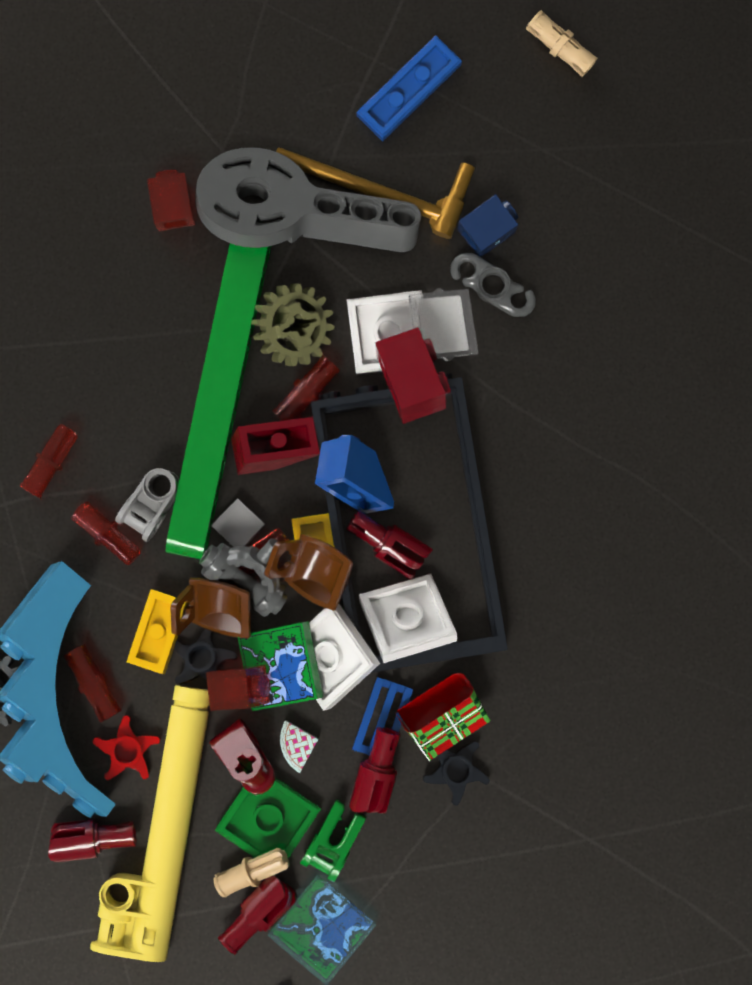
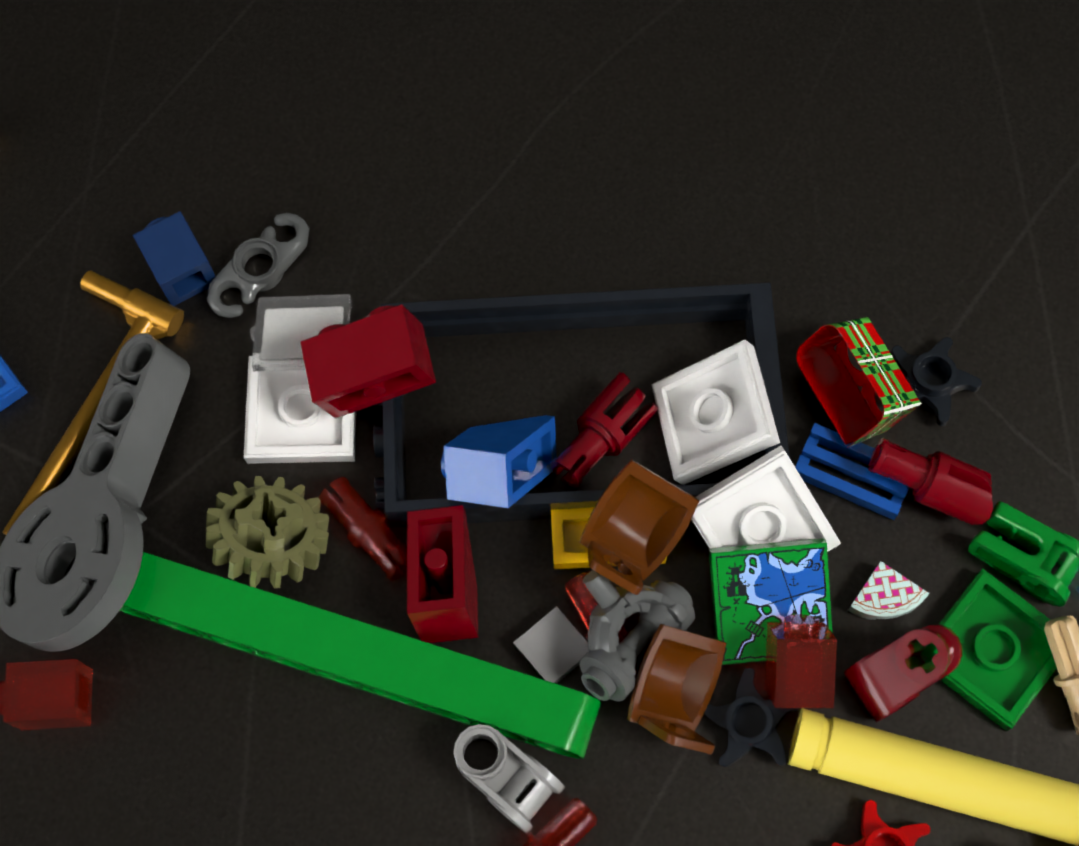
camera: 80 degrees left, 15 degrees down
(153, 638) = (706, 786): yellow plate -> none

